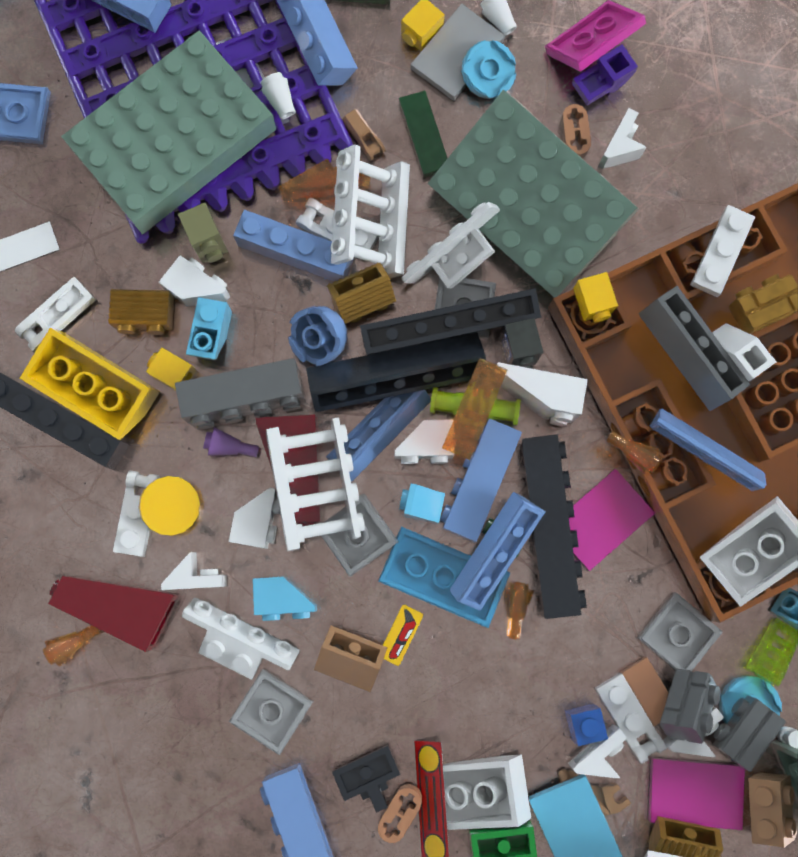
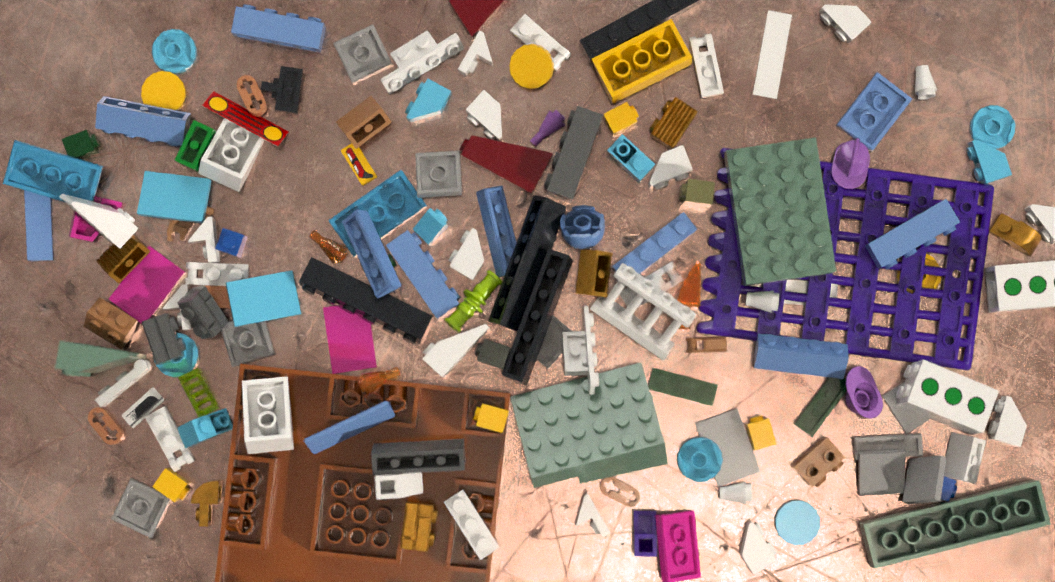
camera: 125 degrees right, 5 degrees up
(73, 98) = (850, 164): none -> medium lavender piece
(291, 503) = (503, 149): white fence -> none
(474, 408) = (468, 293): clear orange slope -> none
(625, 646) = (263, 298): none -> medium azure tile

